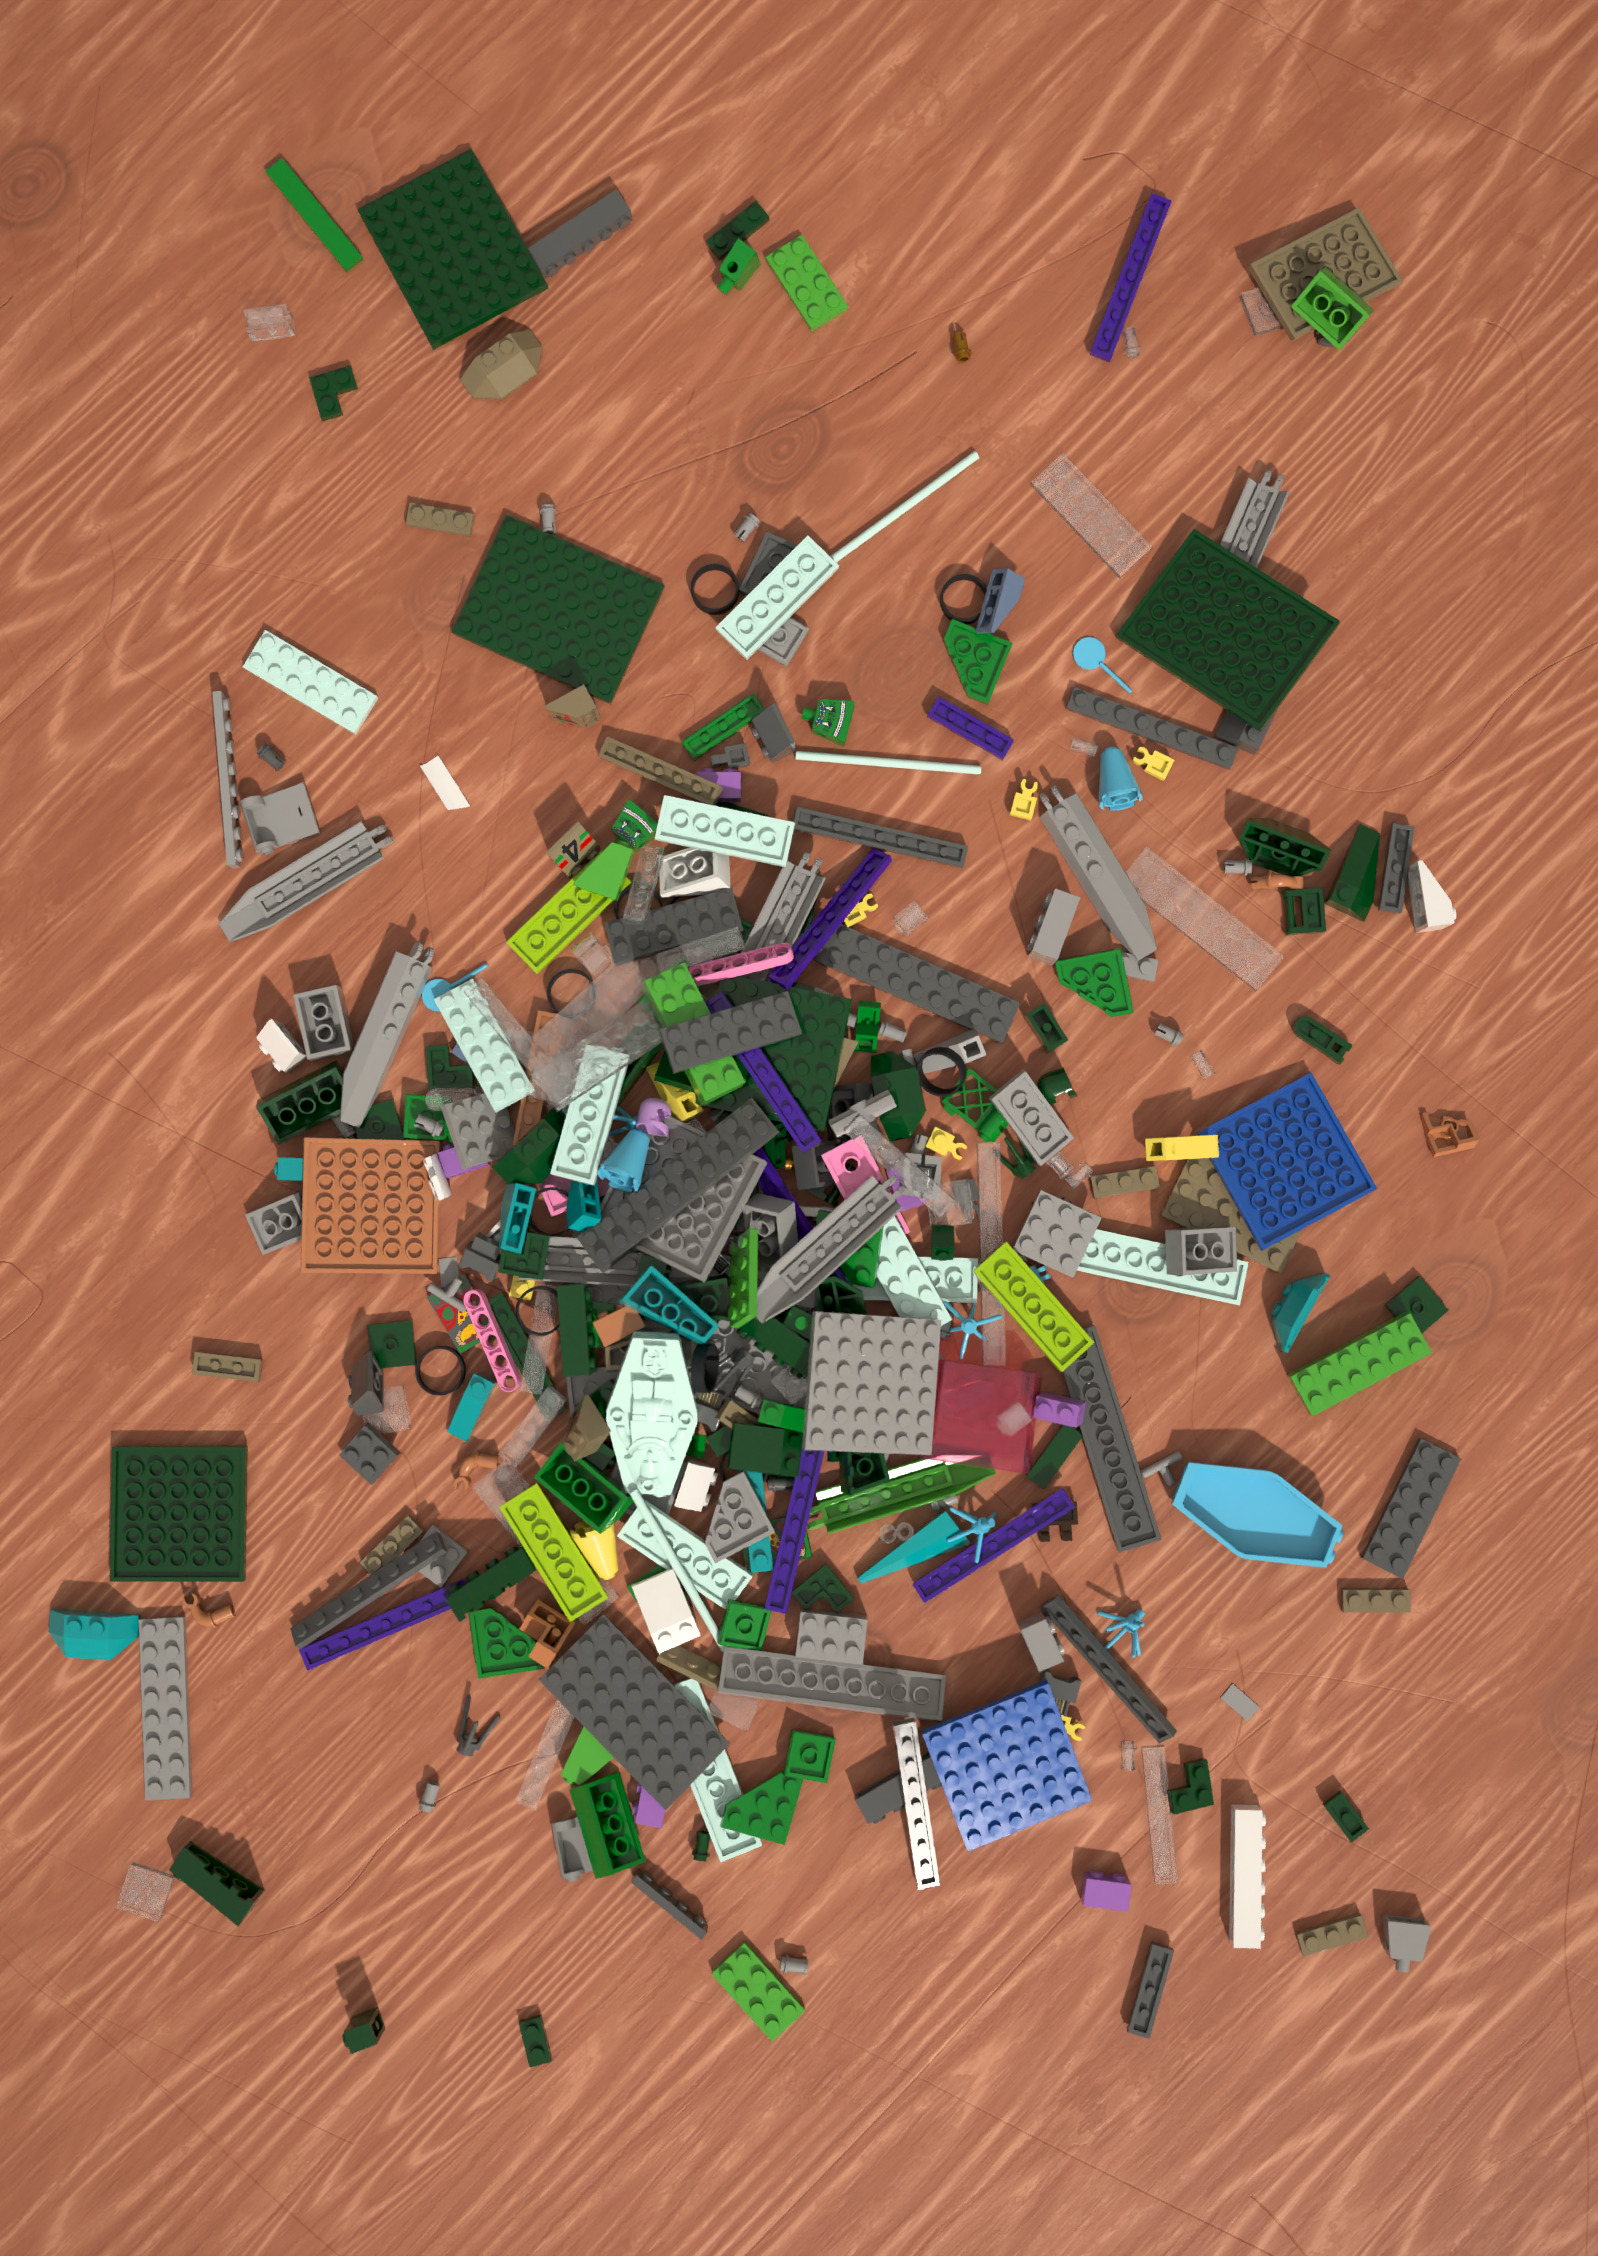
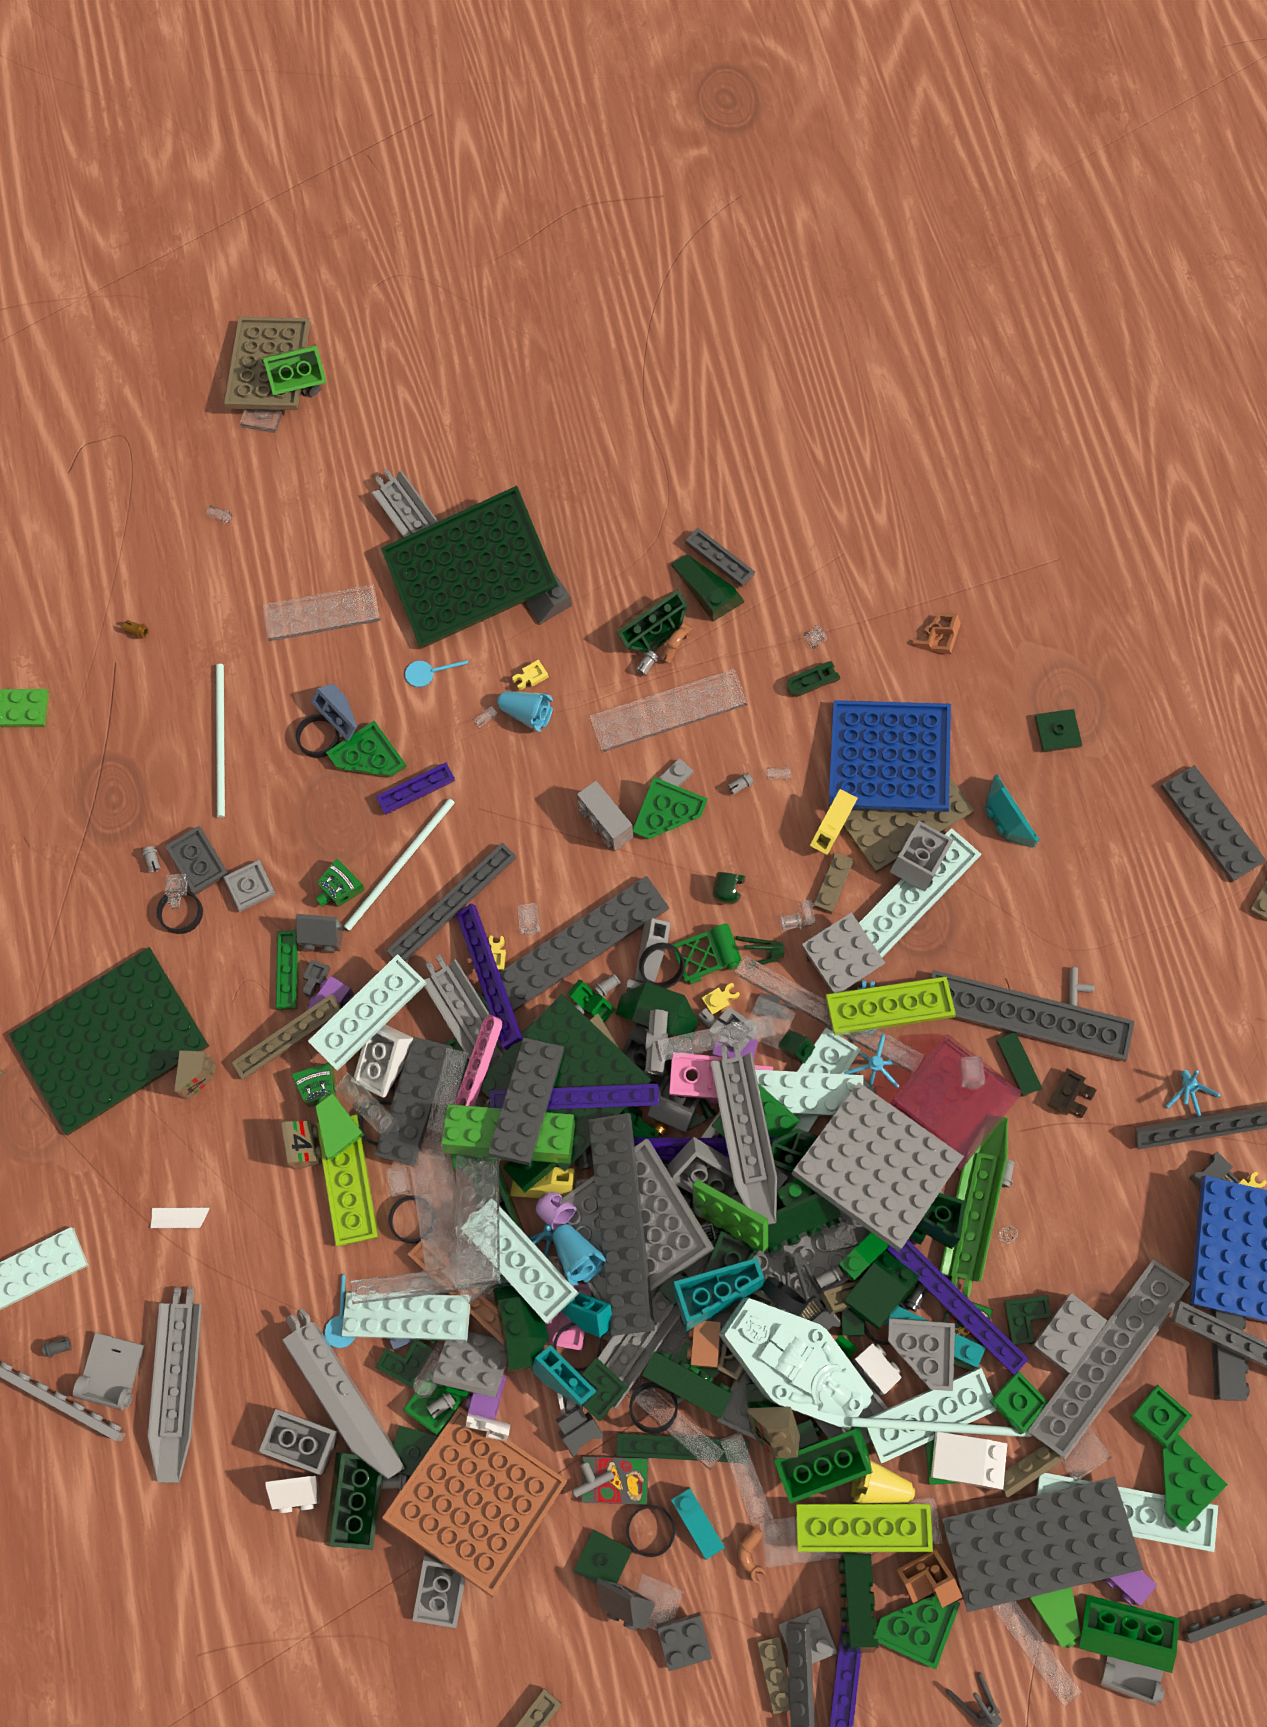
camera: 55 degrees left, 15 degrees down
(289, 1169) = (401, 1550): teal brick -> none
(448, 1270) = (570, 1469): light grey sticker -> none
(492, 1351) = (642, 1461): bright pink beam -> none
(518, 1287) = (622, 1414): light yellow plate -> none
(548, 518) = (35, 1003): light grey pin -> none
(584, 946) = (381, 1181): clear pin -> none
(702, 1845) = (1192, 1561): dark green pin -> none
(733, 570) = (175, 887): none -> clear plate
(777, 597) = (219, 867): light aqua plate -> none
(904, 1536) = (1015, 1214): clear pin -> none
(925, 1544) = (1033, 1200): teal wedge -> none
(978, 1526) = (1044, 1154): medium azure plant -> none
(994, 1545) = (1066, 1155): dark purple plate -> none
(1023, 803) = (497, 784): light yellow plate -> none
(1031, 1117) = (740, 919): light grey plate -> none
(1039, 1638) = (1166, 1163): light grey brick -> none
(1045, 1028) = (678, 868): dark green brick -> none
(1059, 1409) = (984, 1035): medium lavender brick -> none
(1099, 872) = (586, 761): light grey hinge -> none
(1130, 277) = (174, 488): dark purple plate -> none
(1152, 728) = (504, 663): dark grey plate -> none
(1257, 1514) = (1154, 935): medium azure container -> none
(1311, 911) = (713, 631): dark green plate -> none
(1359, 1363) = (1078, 794): bright green brick -> none
(1368, 1014) = (815, 636): none -> clear wheel
(1429, 902) = (758, 547): white slope -> none

